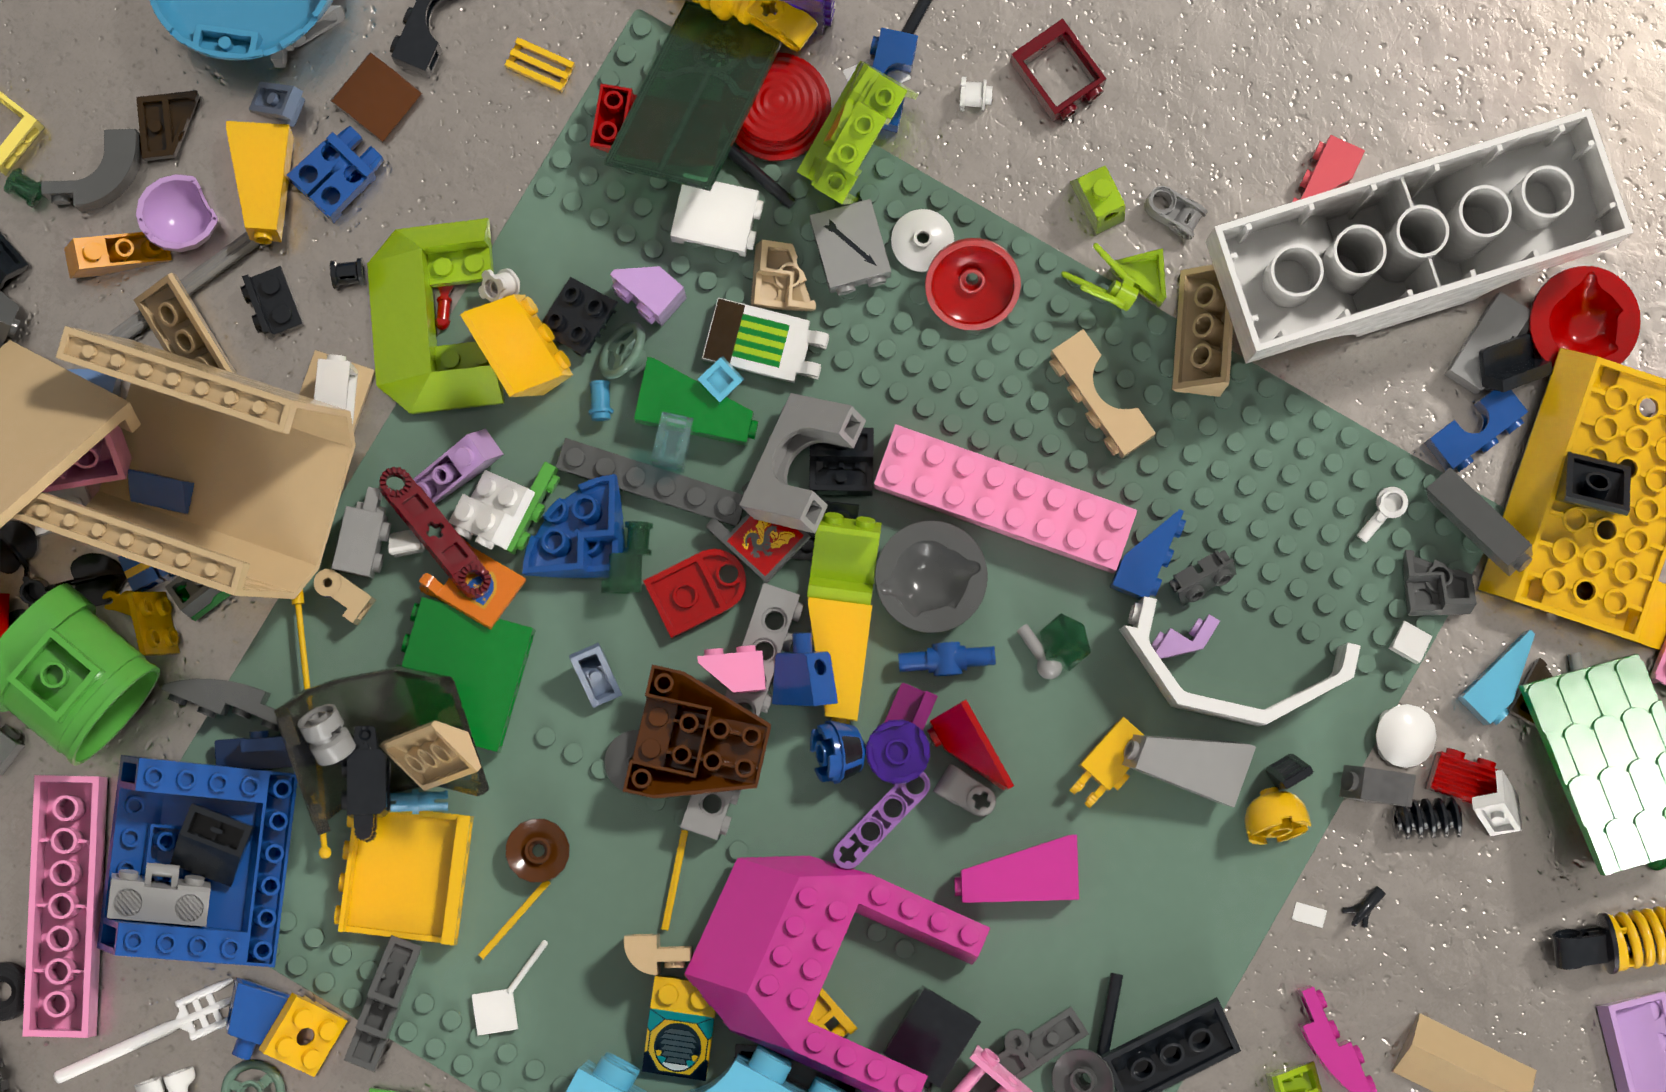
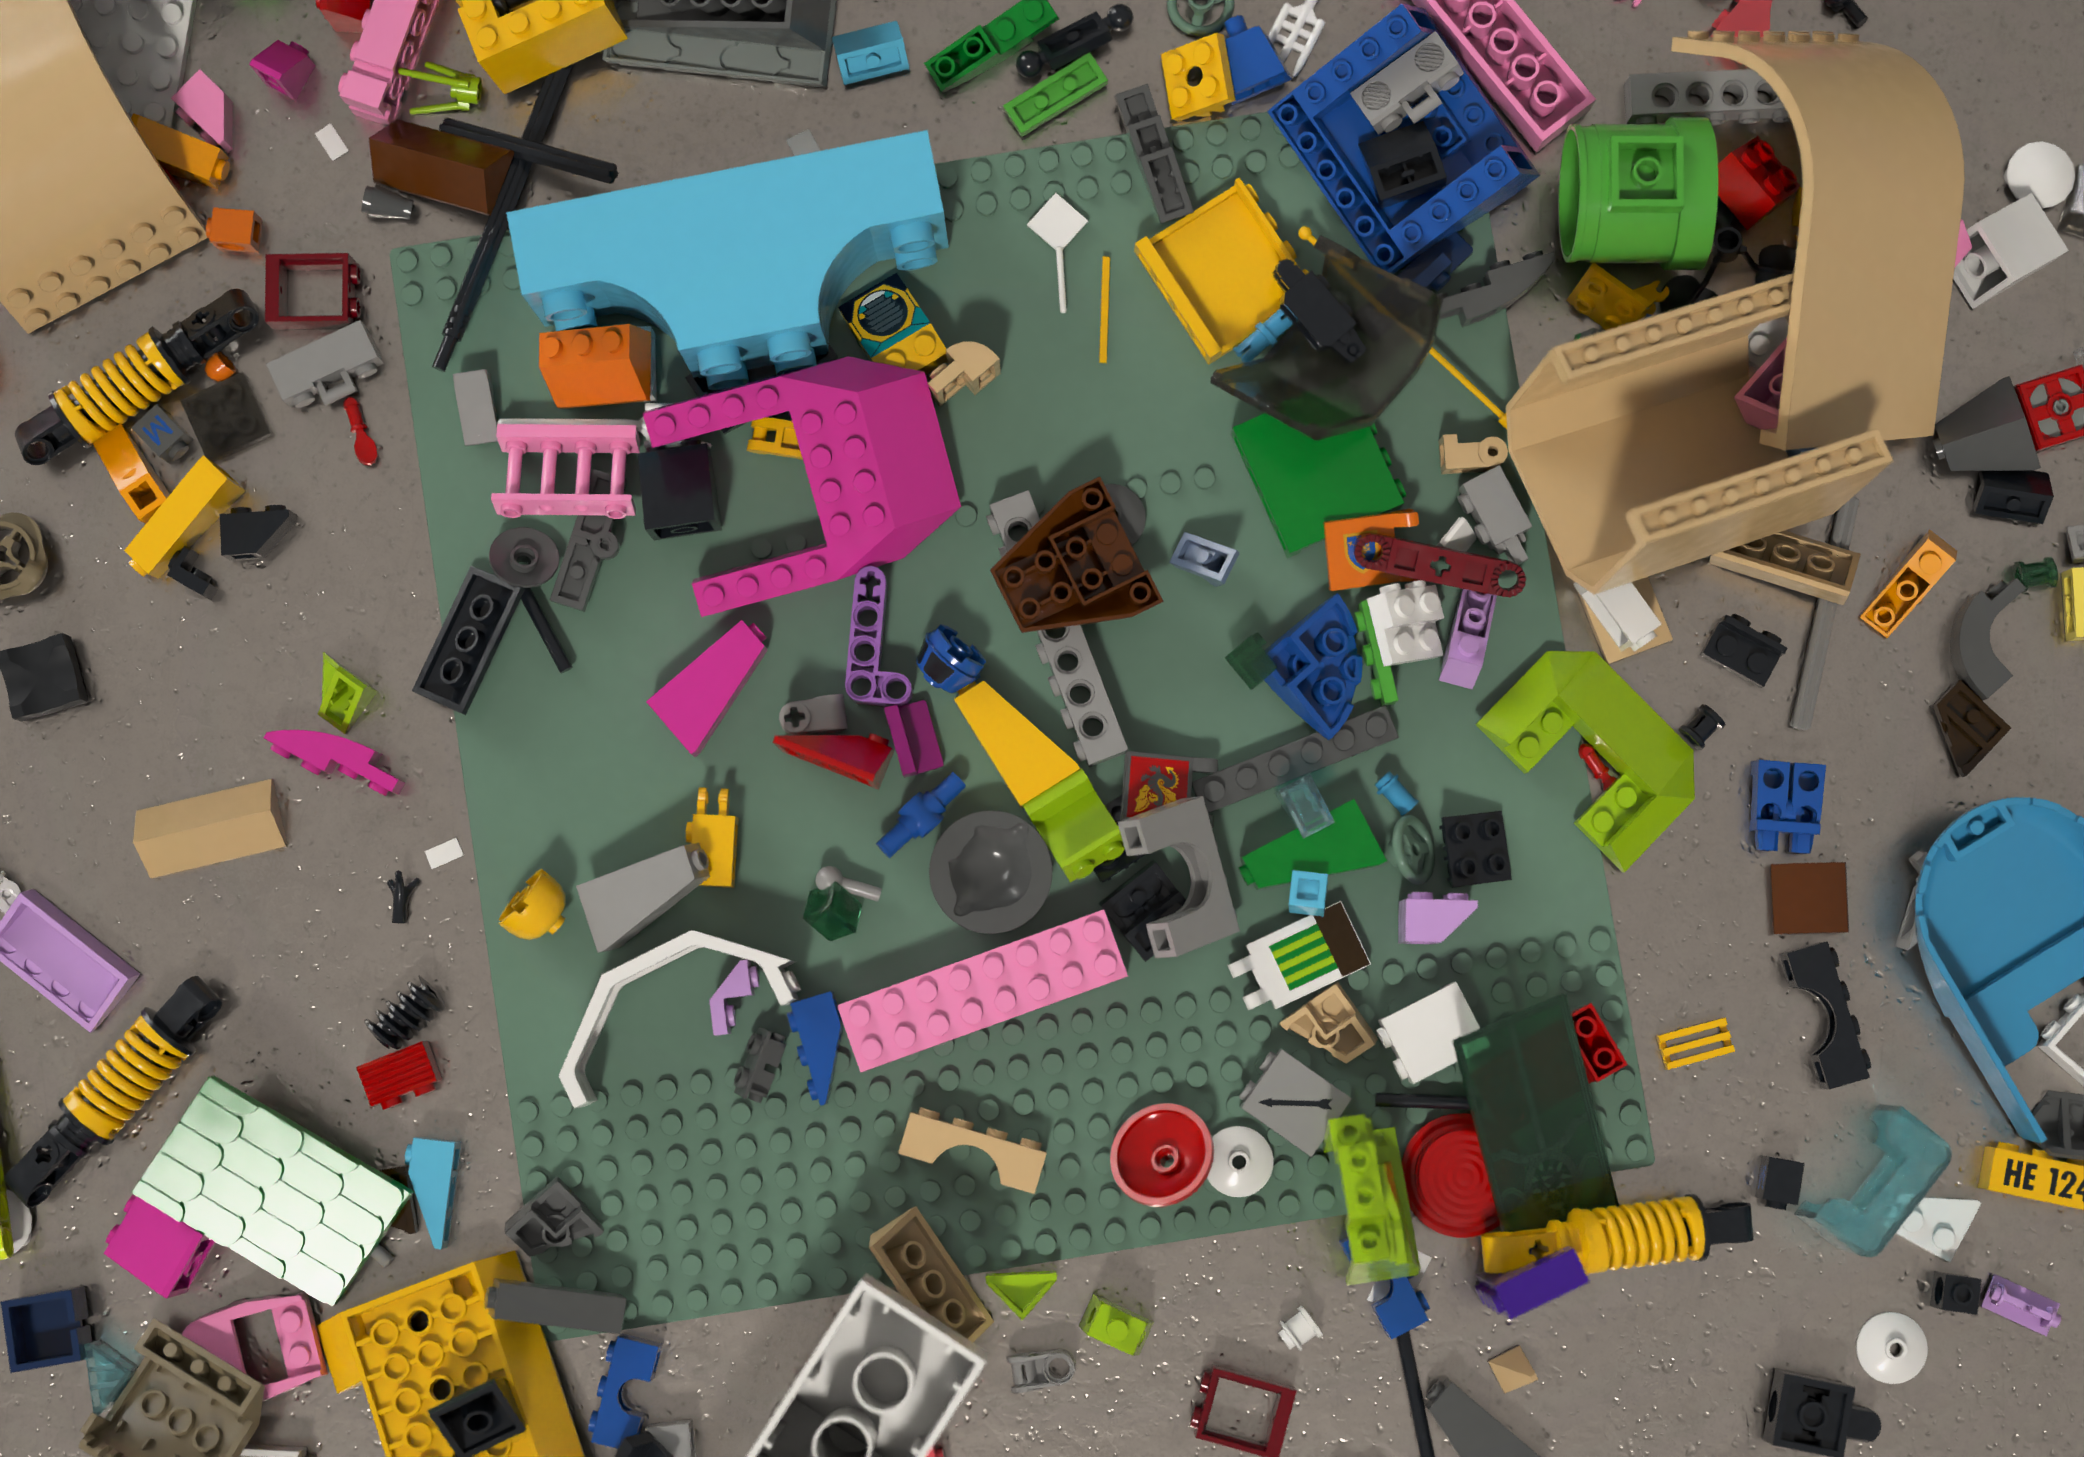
camera: 145 degrees right, 0 degrees up
(160, 491) = (1697, 412): blue slope -> none
(175, 214) = (1889, 653): lavender cylinder -> none
(261, 165) = (1854, 754): yellow slope -> none
(278, 102) = (1888, 823): sand blue slope -> none
(326, 734) = (1383, 320): light grey wheel -> none
(433, 754) = (1279, 373): tan slope -> none
(499, 285) = (1563, 819): white brick -> none
(518, 346) = (1504, 776): yellow slope -> none
(520, 850) = (1131, 360): reddish brown dish -> none
(638, 537) = (1265, 702): clear green bush -> none
(674, 880) = (997, 446): yellow piece -> none
(693, 590) = (1182, 699): red tile -> none
(737, 671) = (1088, 653): bright pink slope -> none
(803, 675) = (1028, 698): blue torso -> none
(898, 751) = (897, 699): dark purple tile -> none
(1119, 293) = (1028, 1252): lime plant -> none
(1288, 771) = (553, 954): black slope -> none
(1377, 785) = (468, 1005): flat silver slope -> none
(1390, 504) = (648, 1261): white plate -> none
(1405, 735) = (479, 1070): white dish -> none
(1410, 642) = (536, 1154): white slope -> none
(1499, 810) = (344, 1072): white panel -> none

